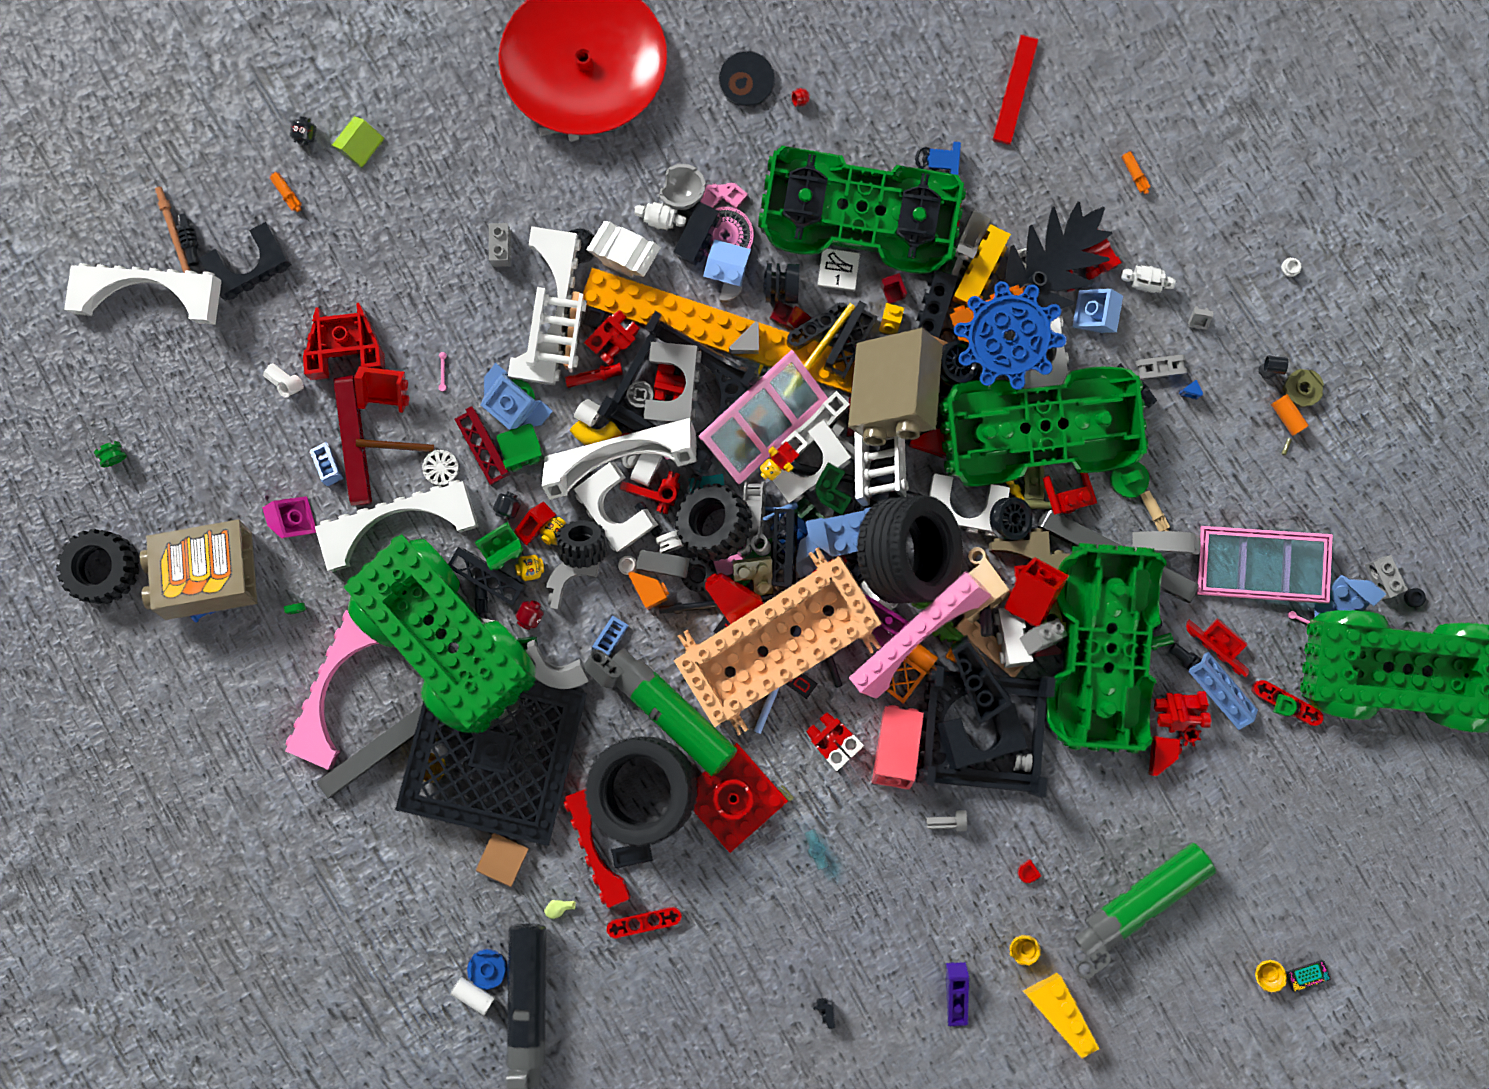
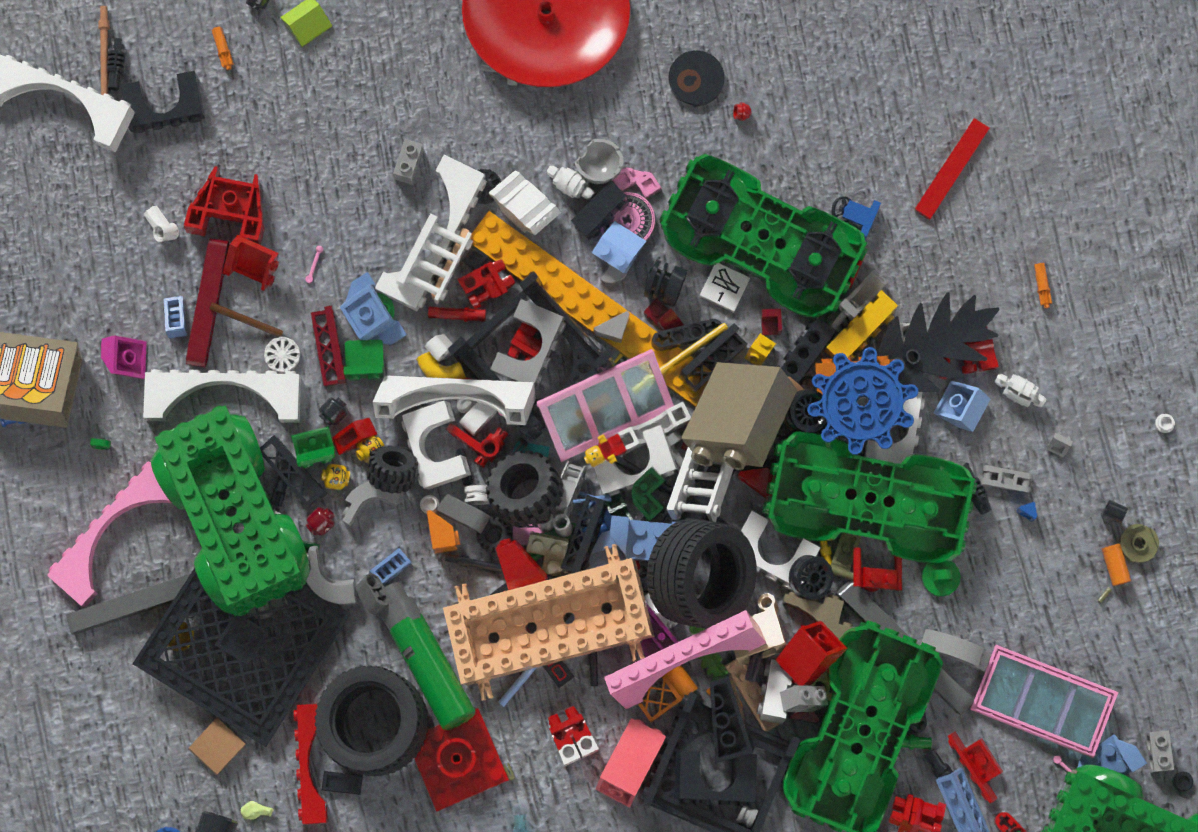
camera: 15 degrees right, 5 degrees down
(639, 393) = (493, 344): light grey wheel -> none
(1155, 511) = (955, 616): tan piece -> none

